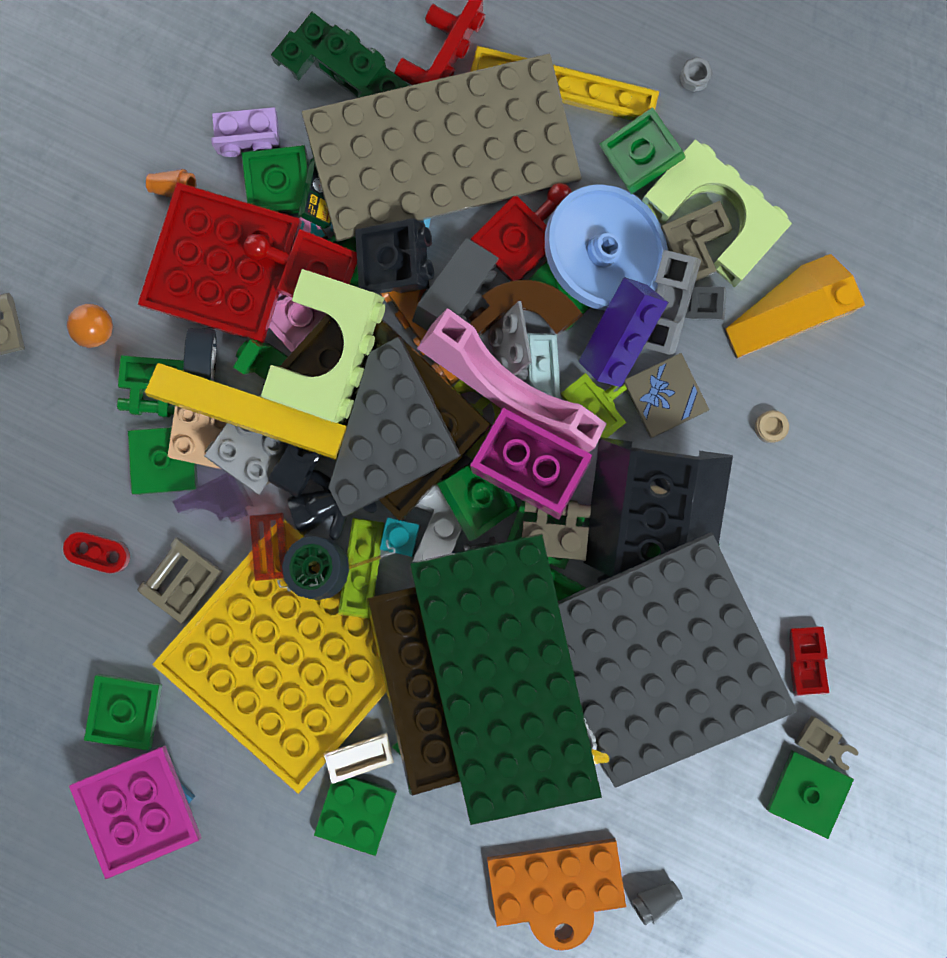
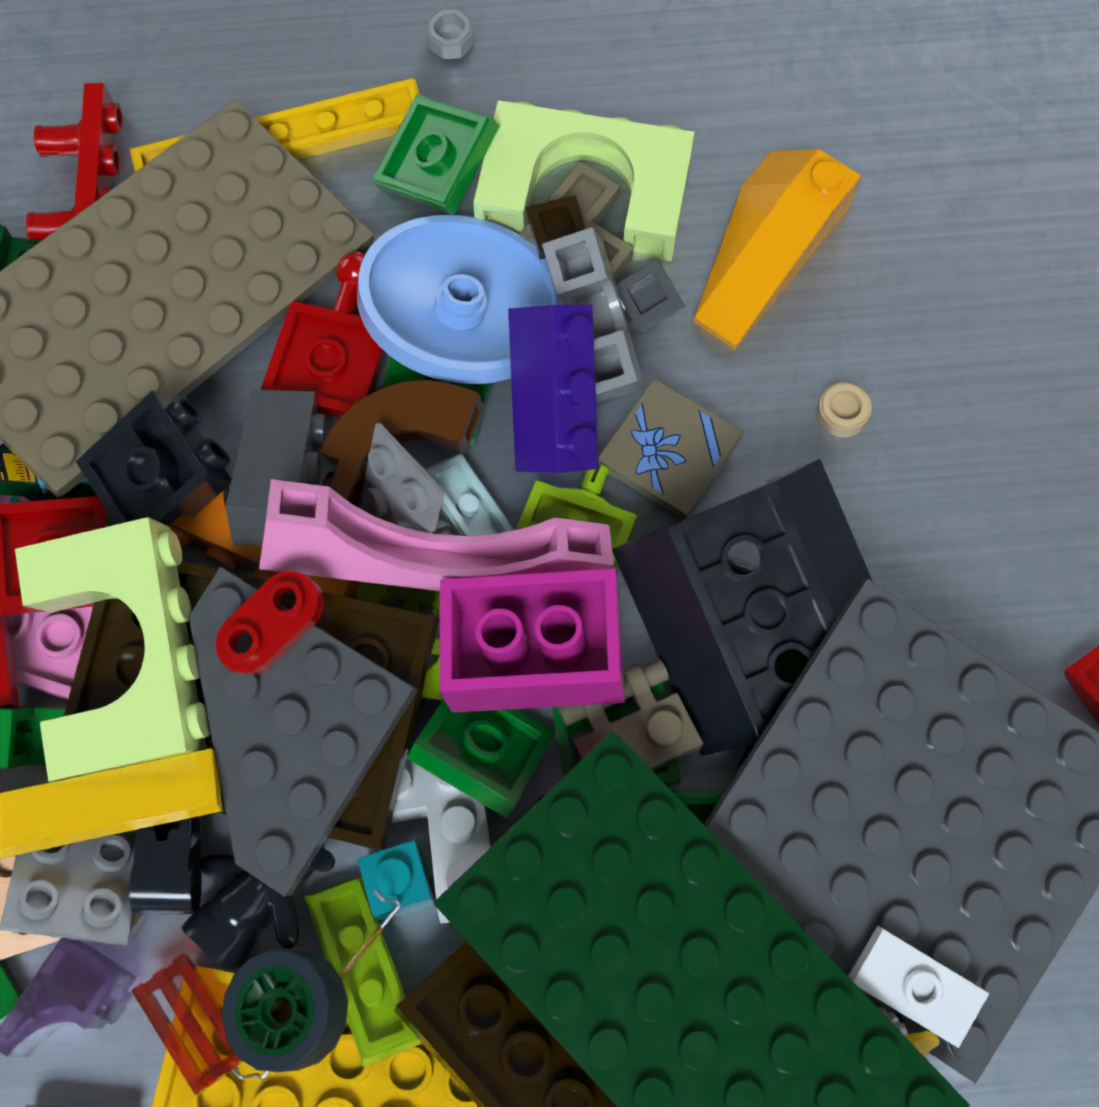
camera: 30 degrees left, 15 degrees down
(406, 383) = (270, 627): none -> red plate
(614, 732) = (918, 986): none -> white plate
(682, 235) = (553, 221): none -> dark brown tile

